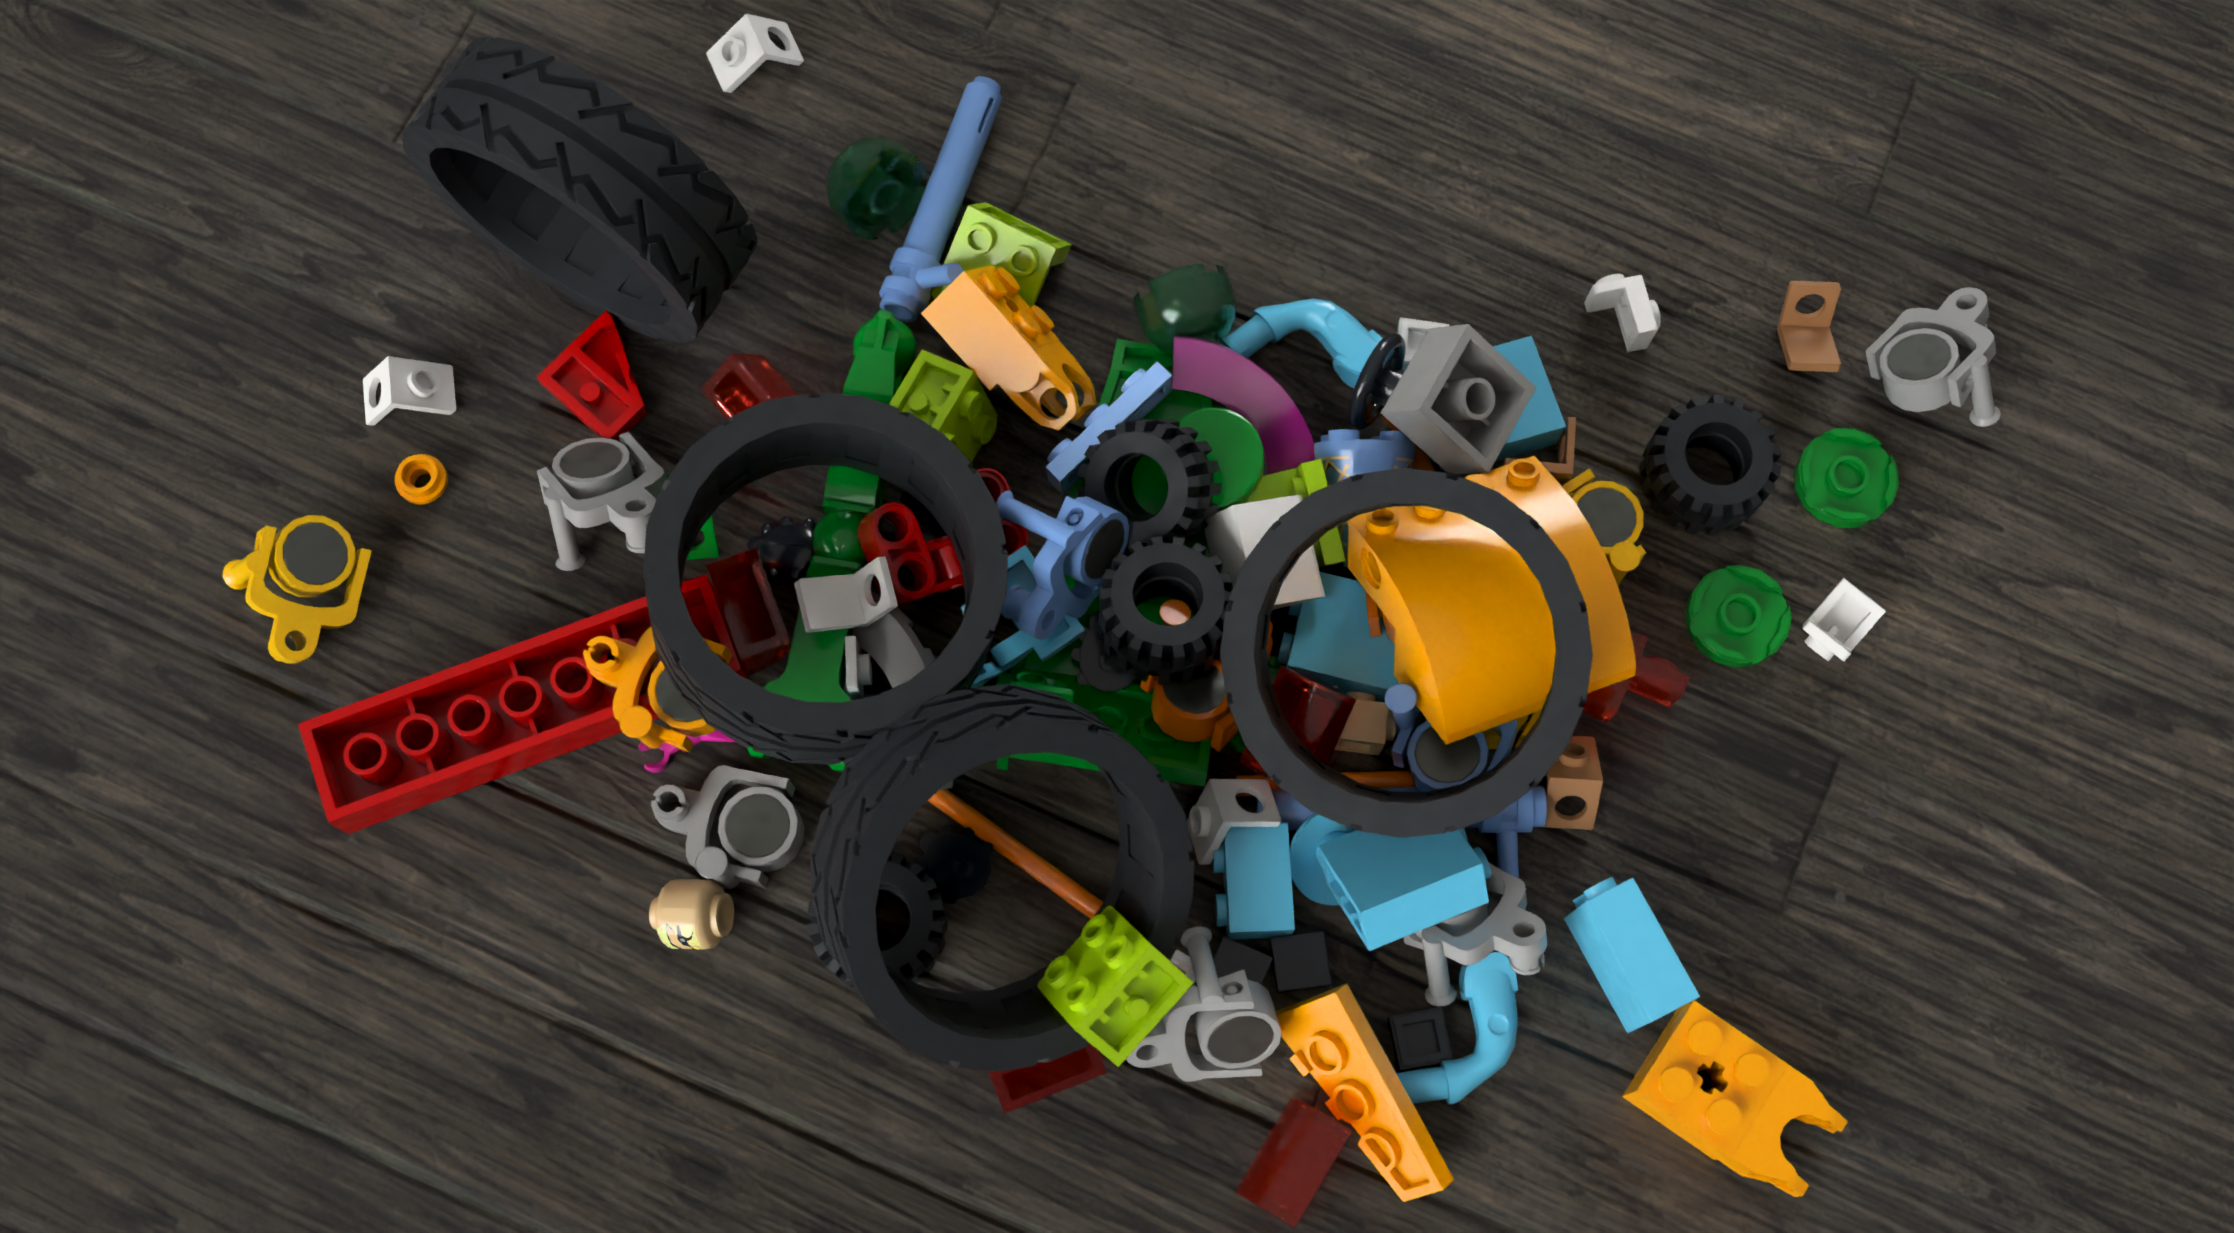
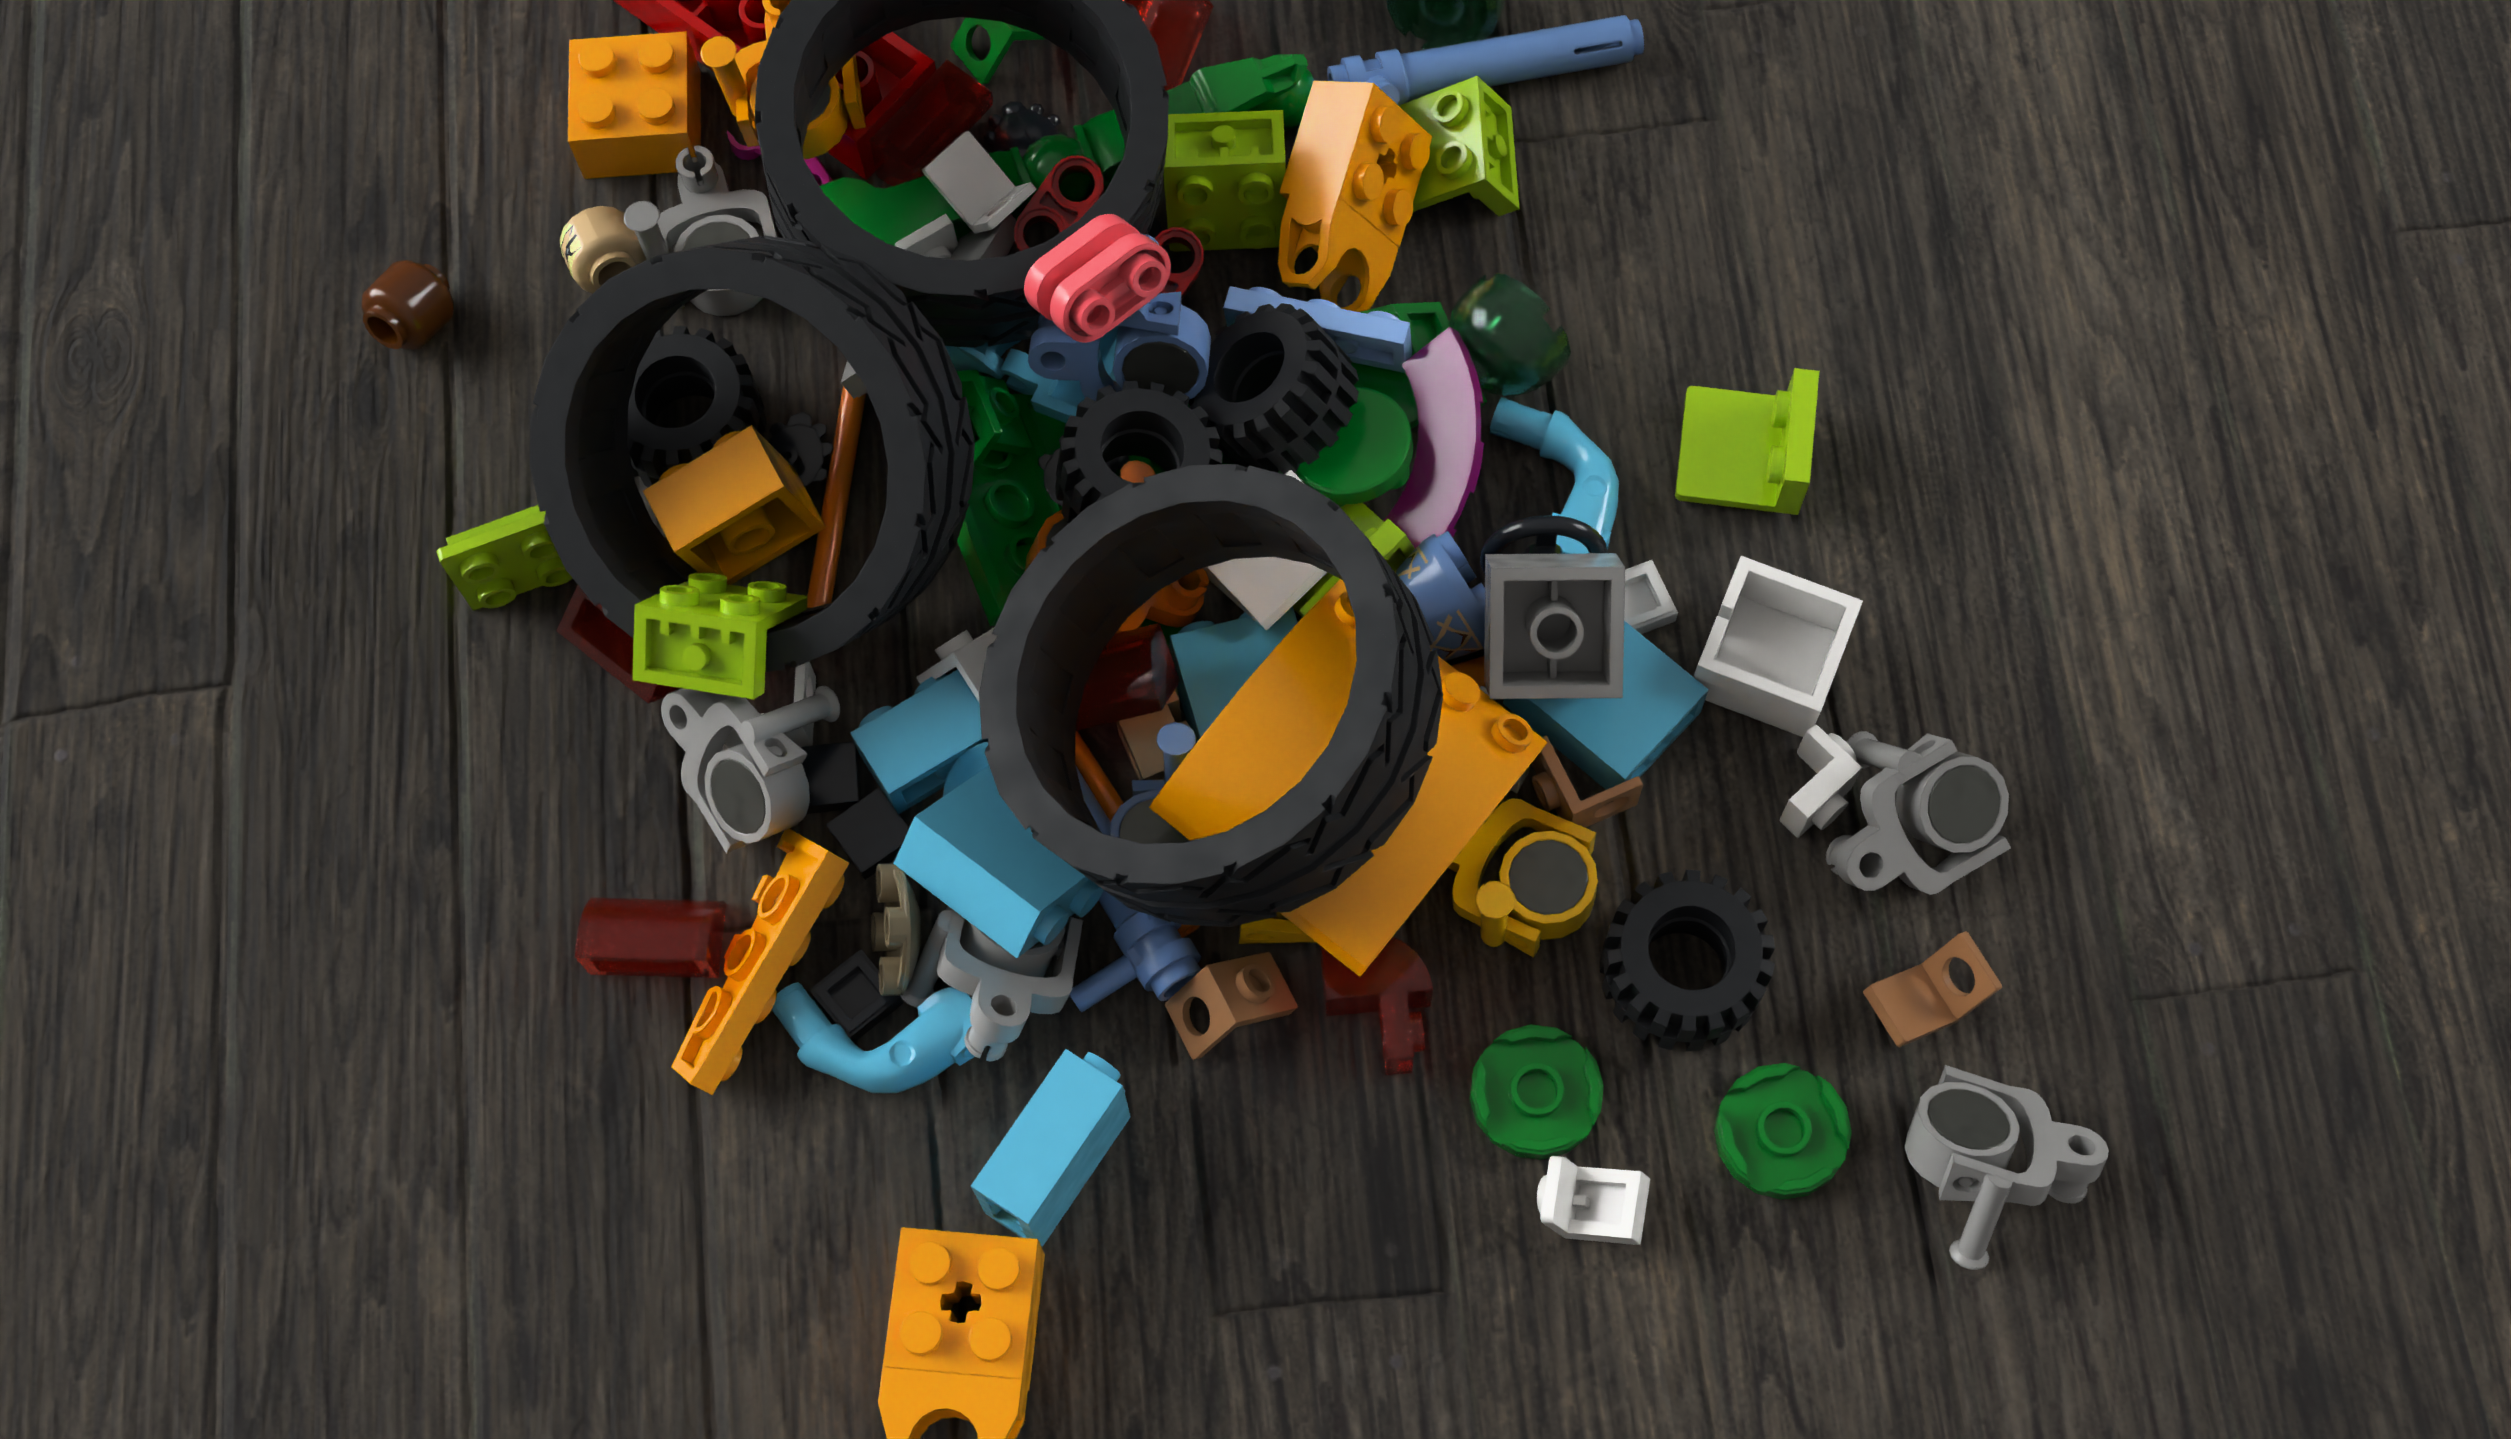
camera: 65 degrees right, 5 degrees down
(575, 822) = (633, 103): none -> light orange brick
(642, 1093) = (407, 305): none -> reddish brown head
(912, 1113) = (503, 559): none -> lime bracket
(996, 923) = (734, 506): none -> light orange brick
(1037, 544) = (1097, 278): none -> coral brick
(1356, 202) = (1748, 446): none -> lime bracket
(1404, 979) = (895, 929): none -> dark tan dish
(1521, 275) = (1776, 646): none -> white piece
(1682, 243) = (1940, 800): none -> light grey piece

